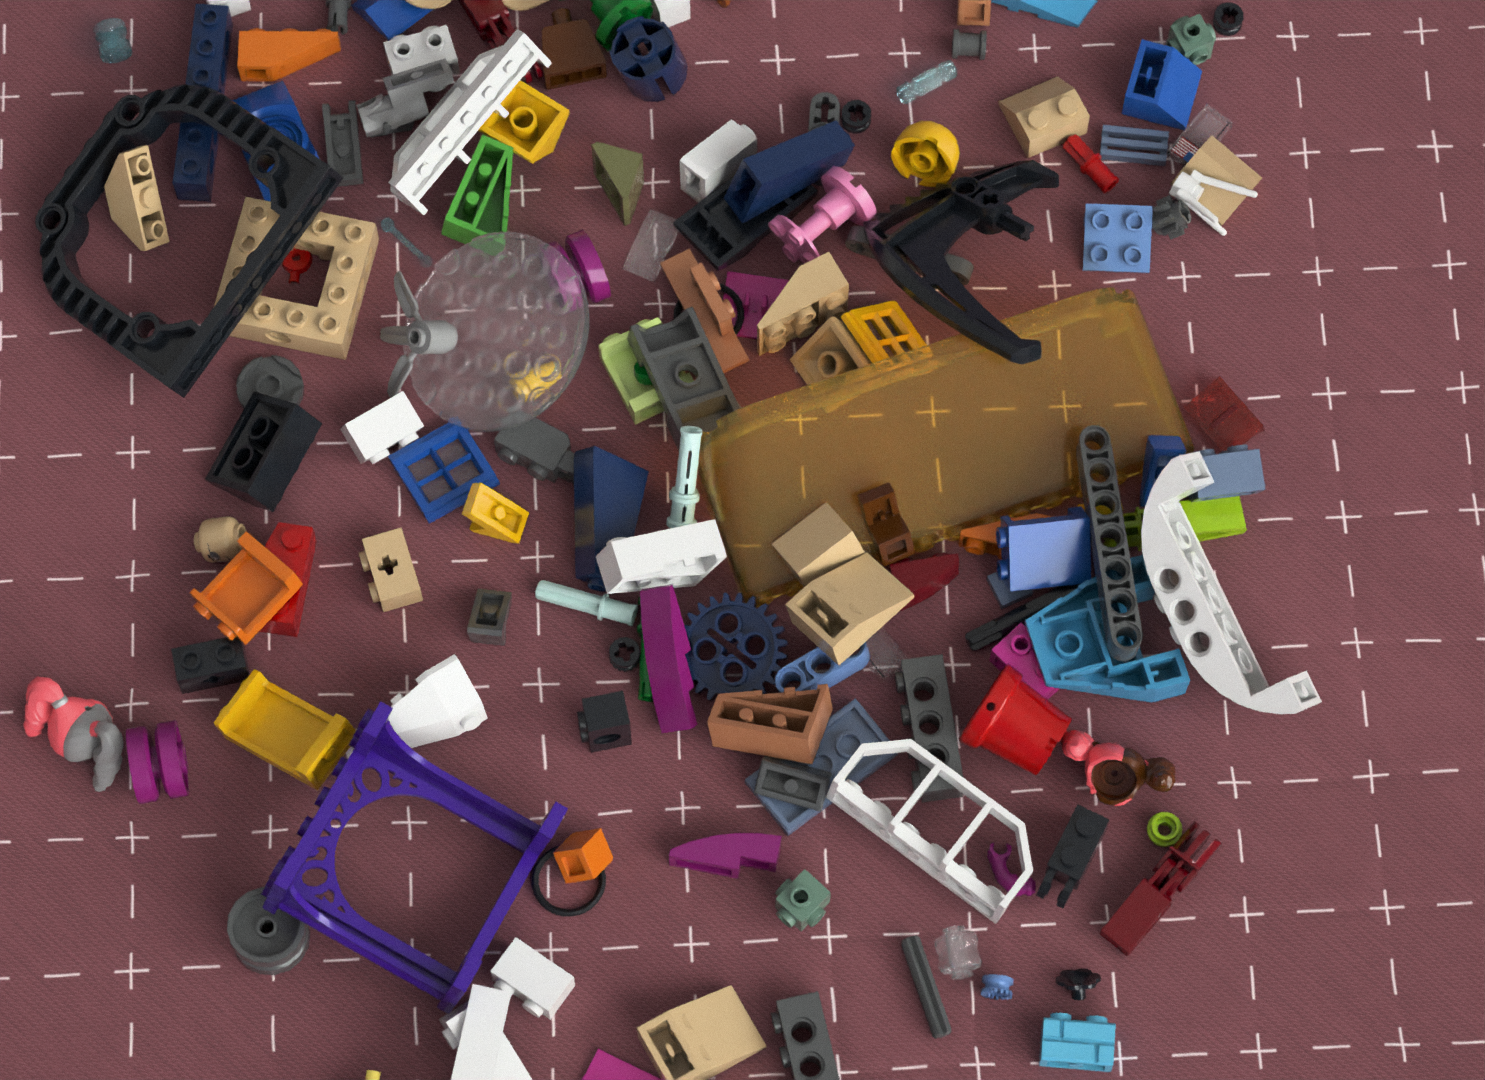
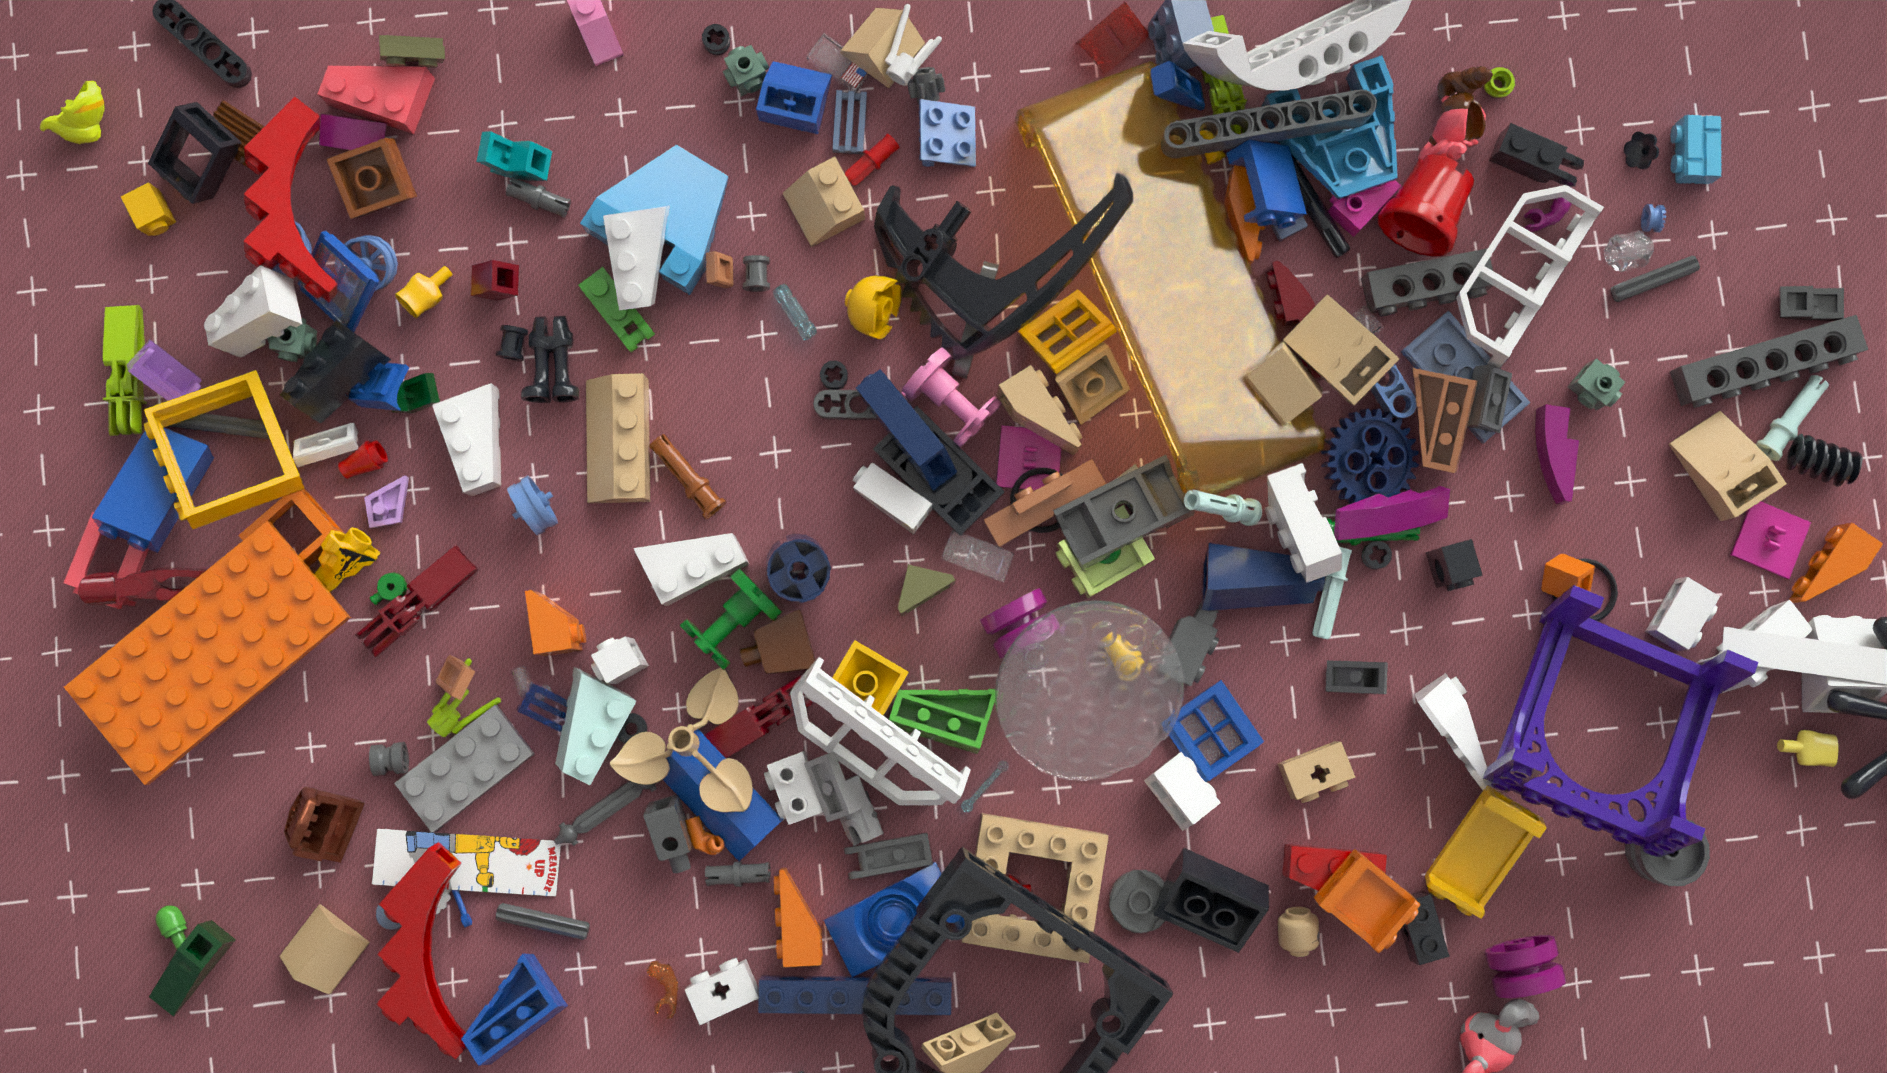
camera: 100 degrees left, 15 degrees up
(421, 336) = (1106, 758): light grey plant -> none
(494, 514) = (1257, 680): yellow slope -> none
(885, 524) = (1259, 322): reddish brown slope -> none
(1147, 901) = (1569, 96): dark red arm -> none

